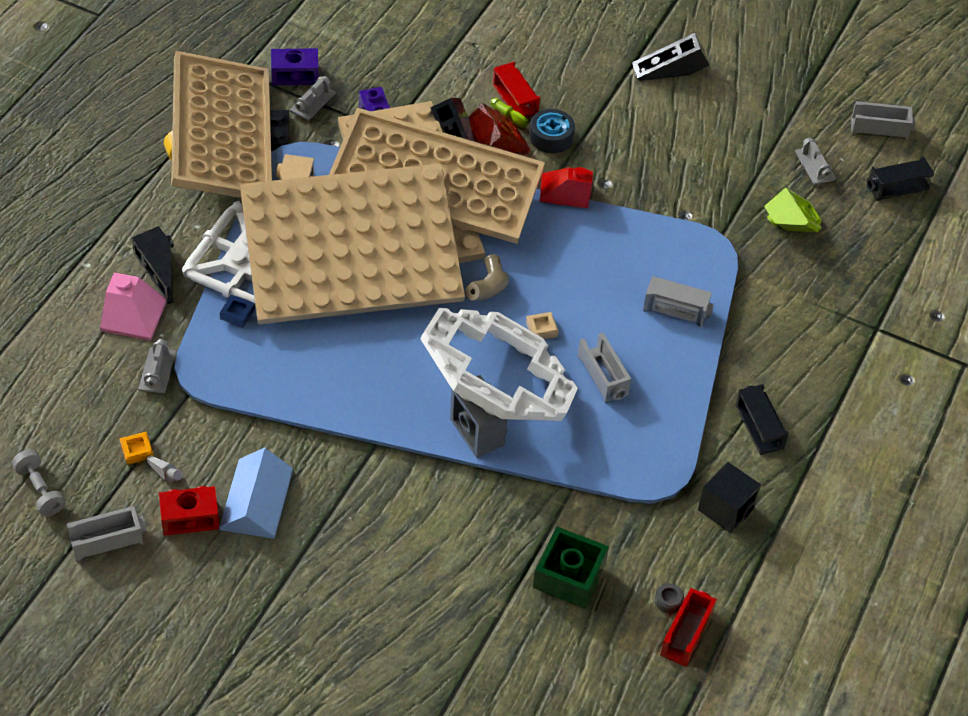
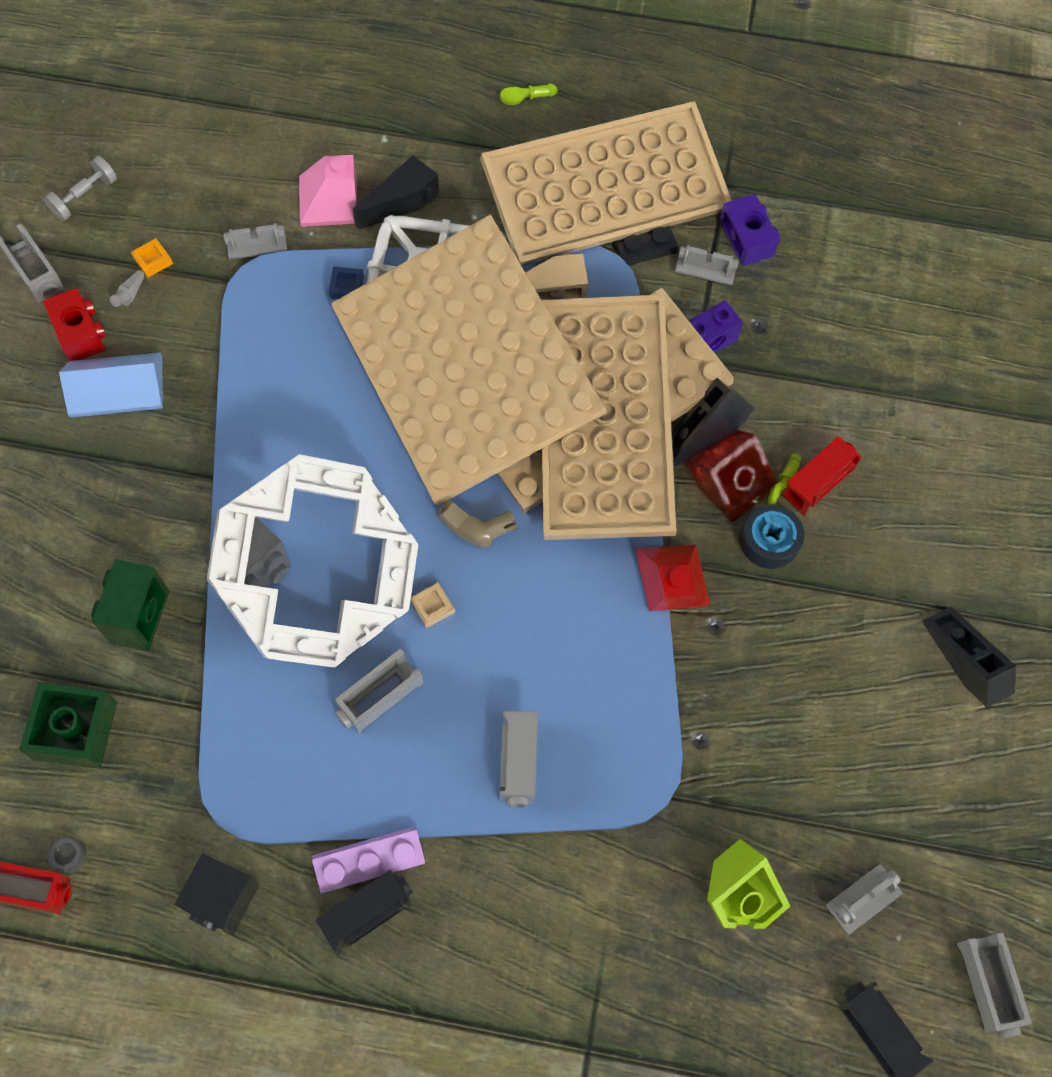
camera: 75 degrees right, 15 degrees up
(89, 168) = (516, 95): none -> lime piece
(483, 505) = (130, 605): none -> dark green brick
(723, 410) = (368, 859): none -> lavender plate

